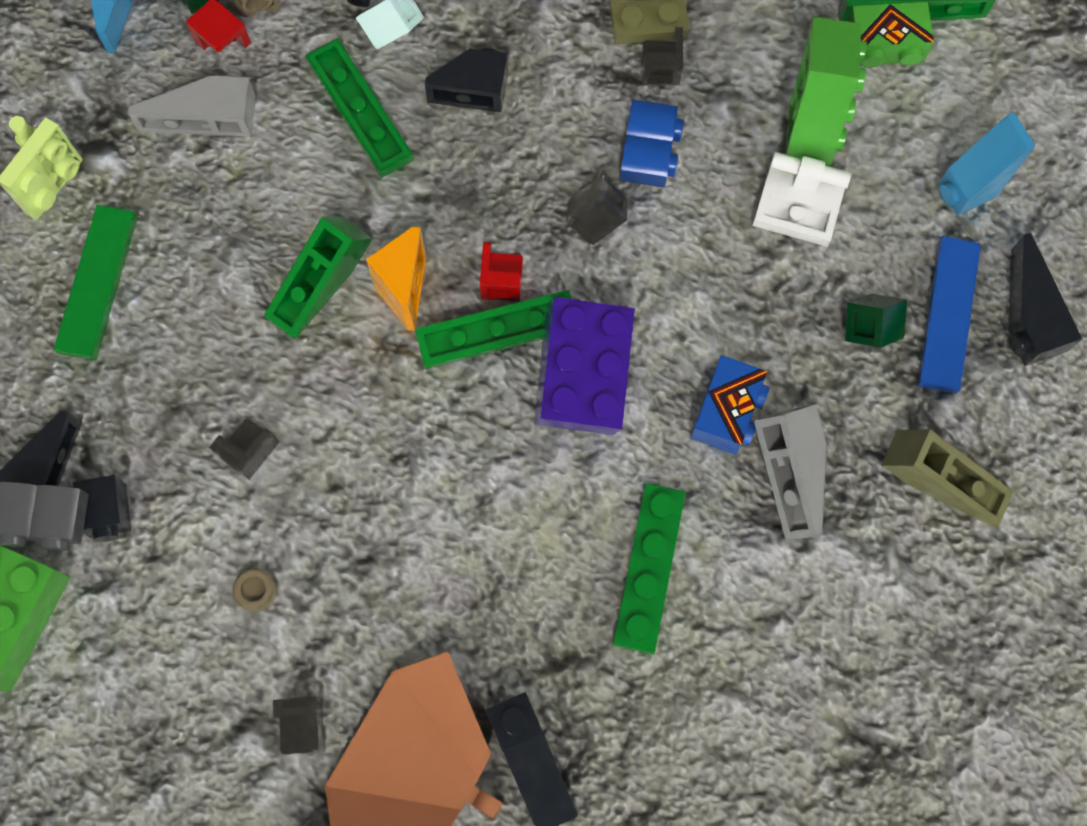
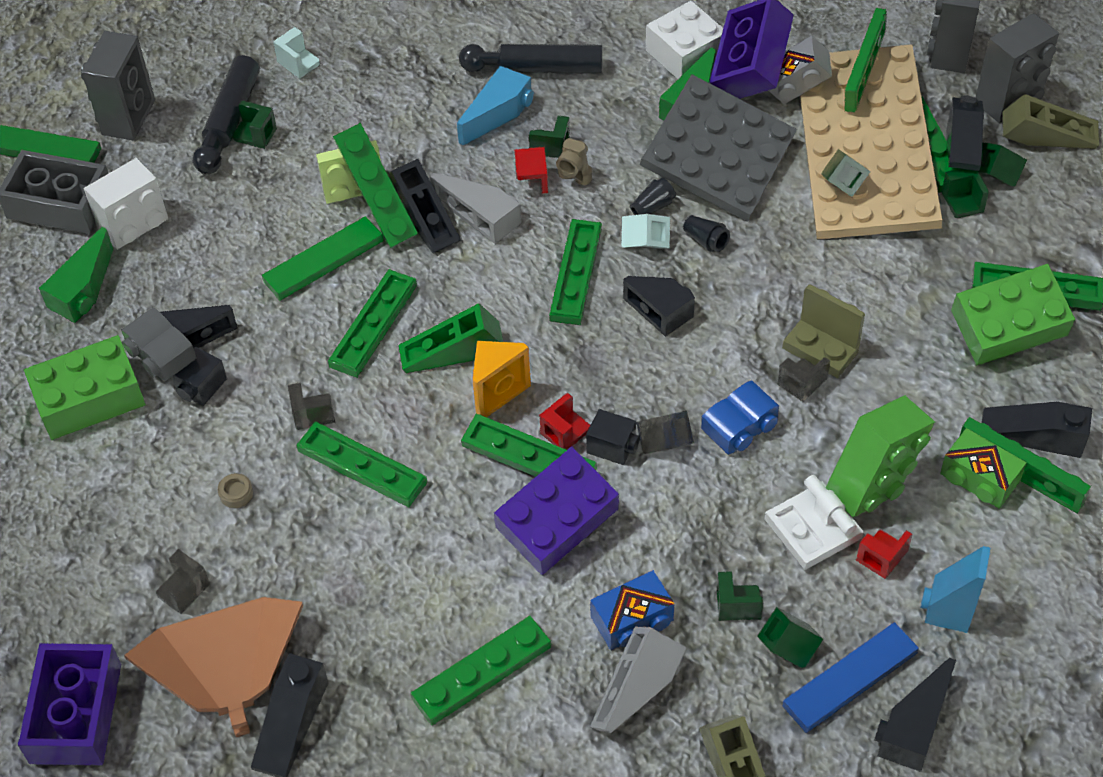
camera: 45 degrees right, 20 degrees down
(85, 165) = (375, 185): none -> green plate
(147, 151) = (424, 206): none -> black slope
(215, 312) = (372, 323): none -> green tile
(347, 464) = (362, 464): none -> green tile
(557, 252) = (612, 437): none -> black brick
(800, 320) = (737, 601): none -> dark green panel
(877, 177) = (883, 552): none -> red panel

